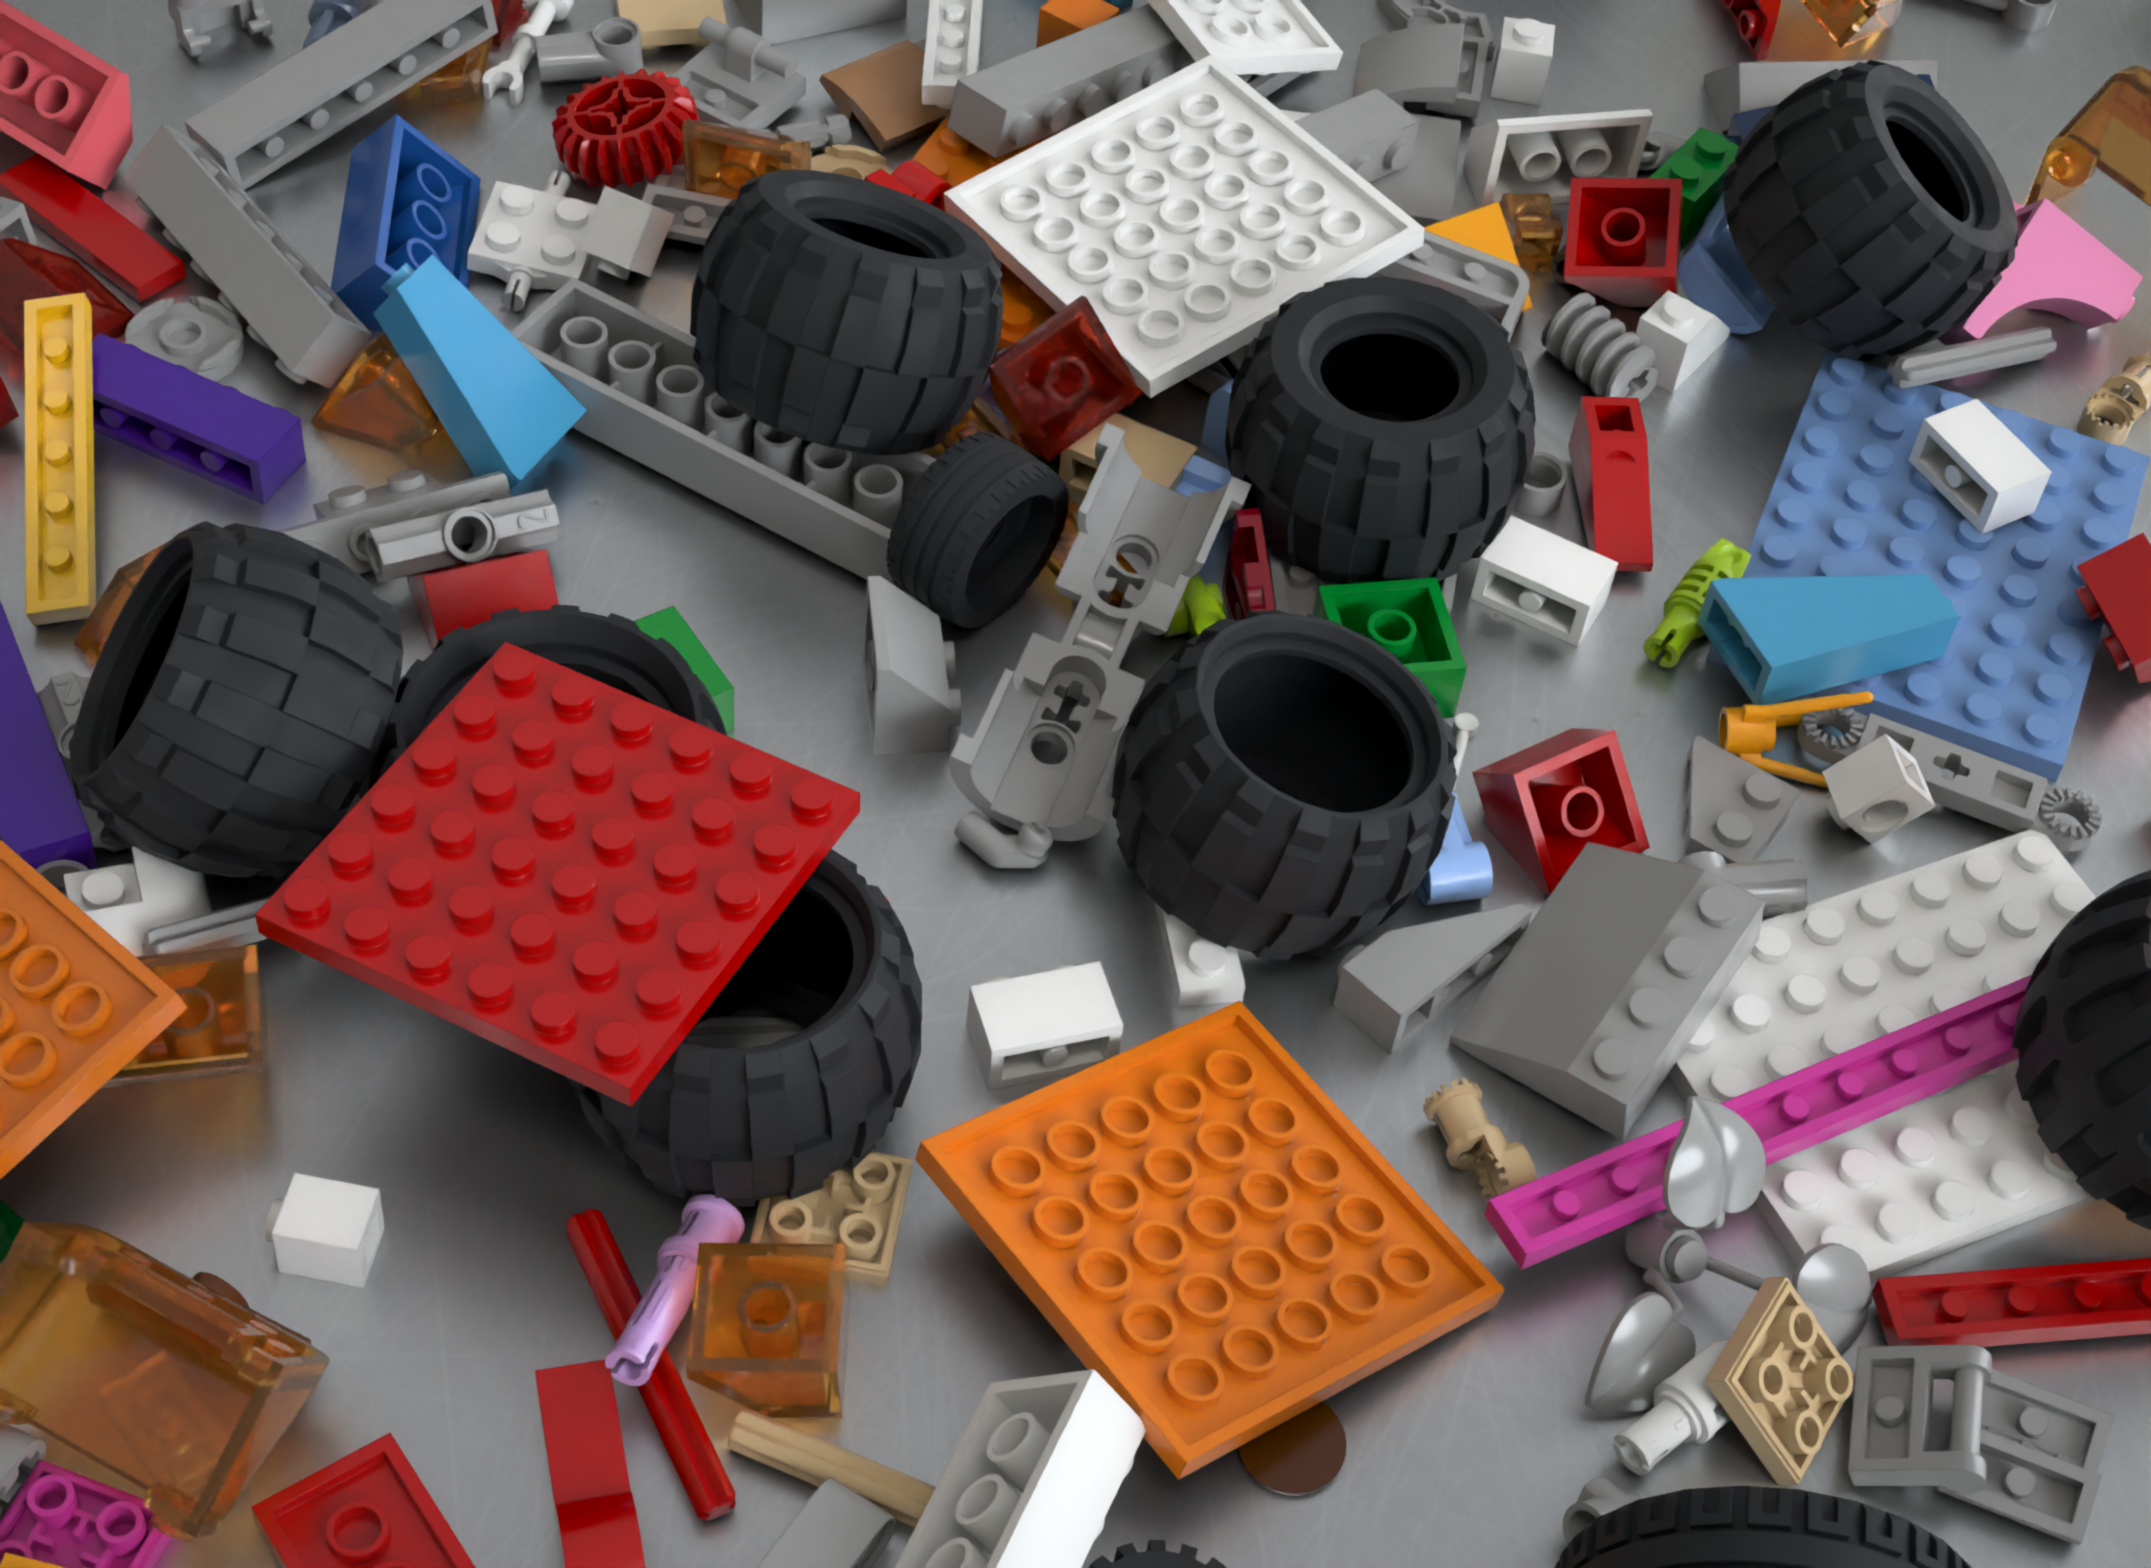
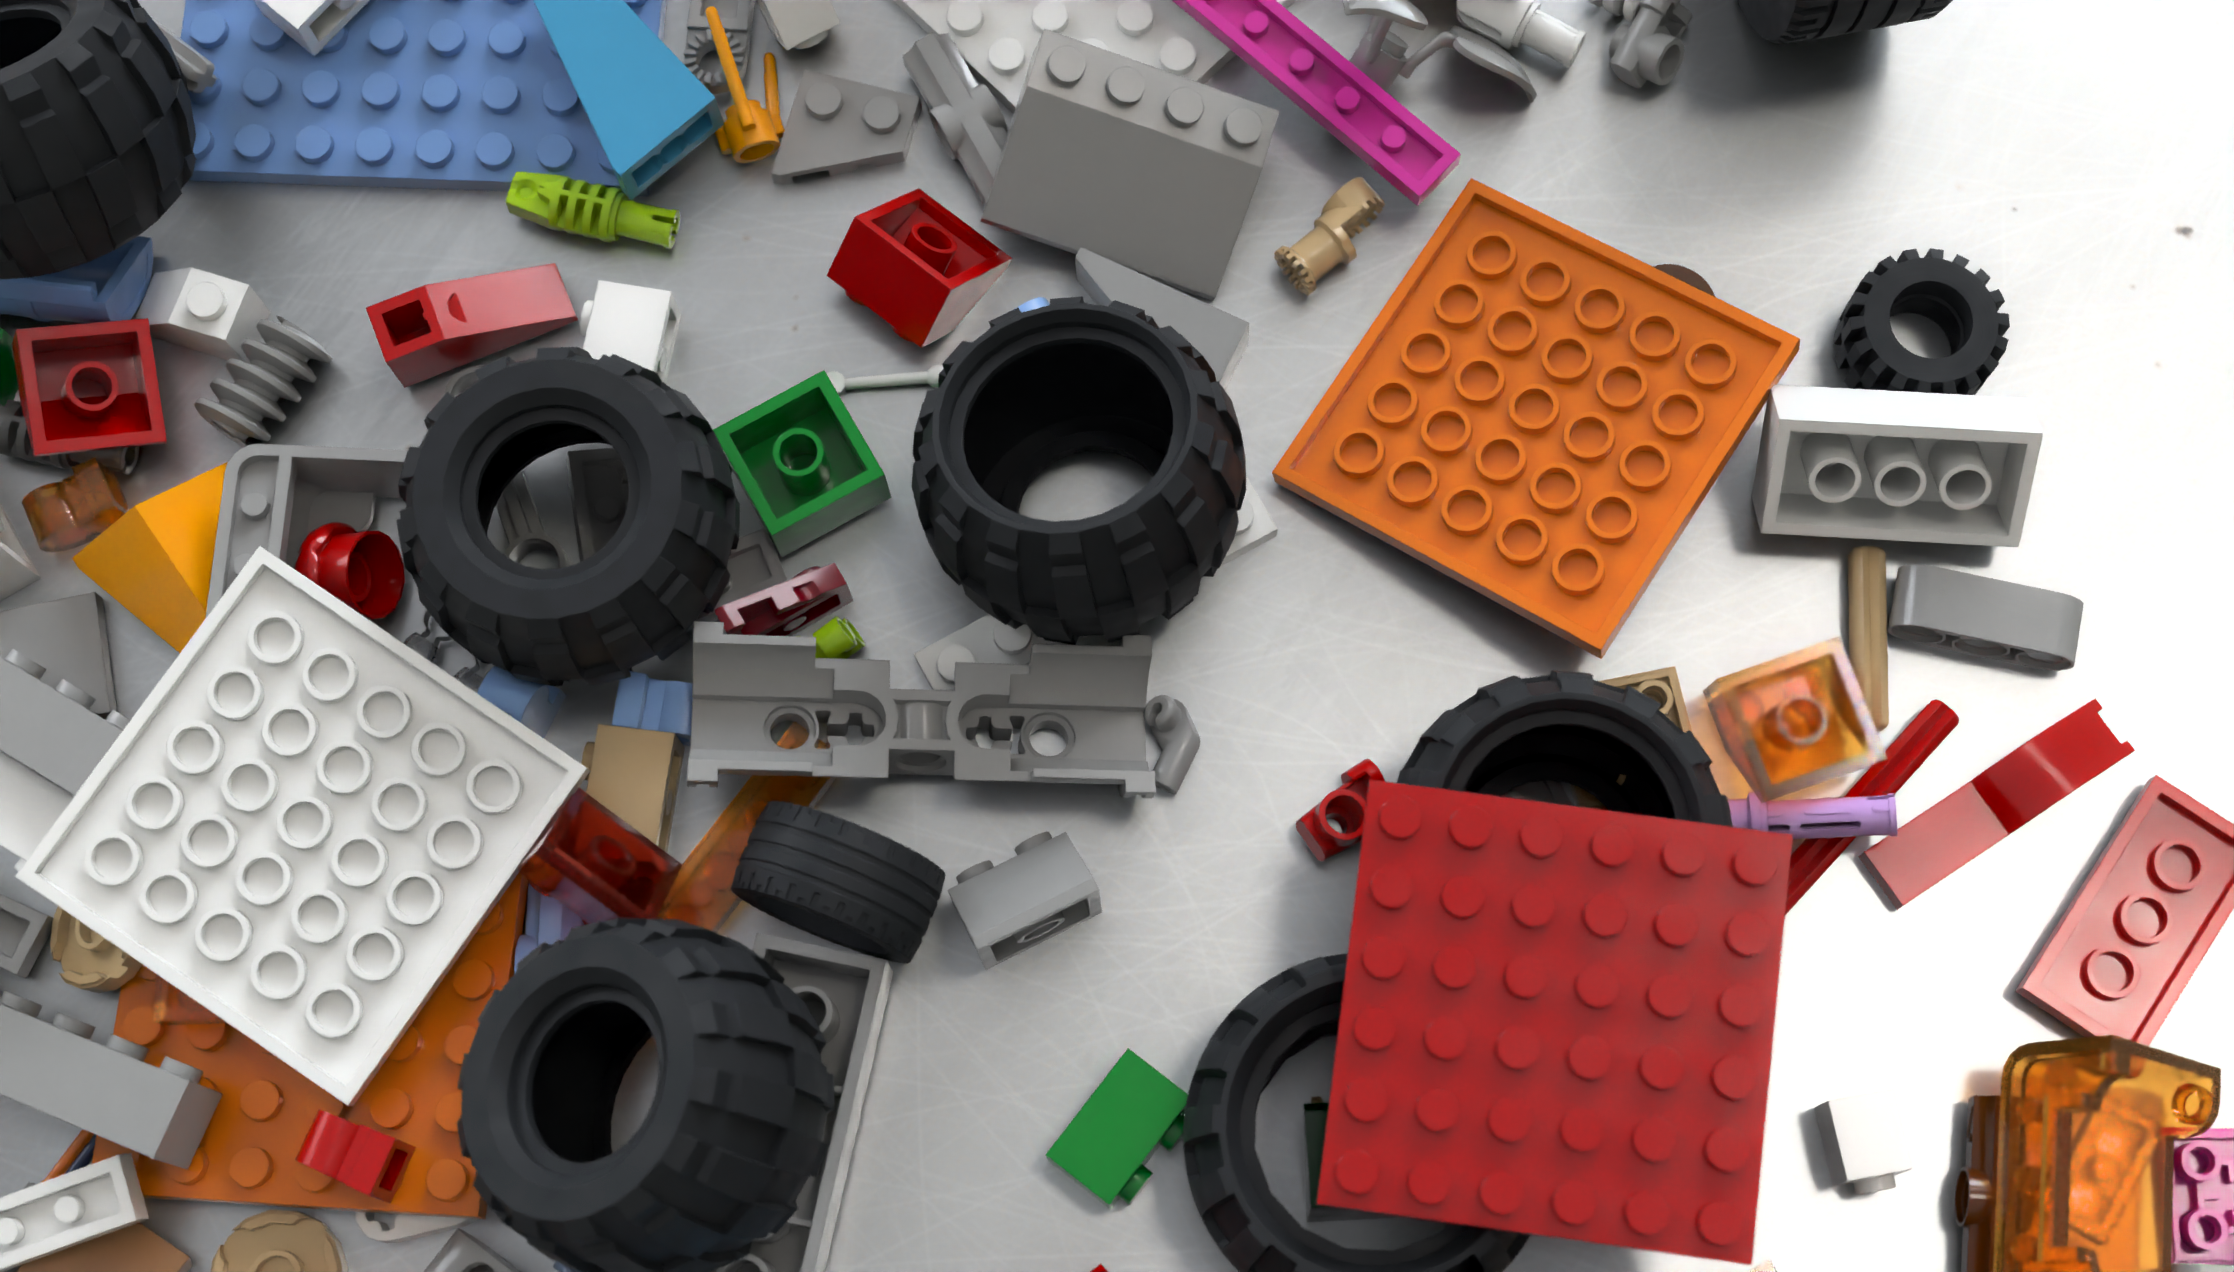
camera: 100 degrees left, 25 degrees up
(1043, 1024) = (1371, 628): white brick -> none

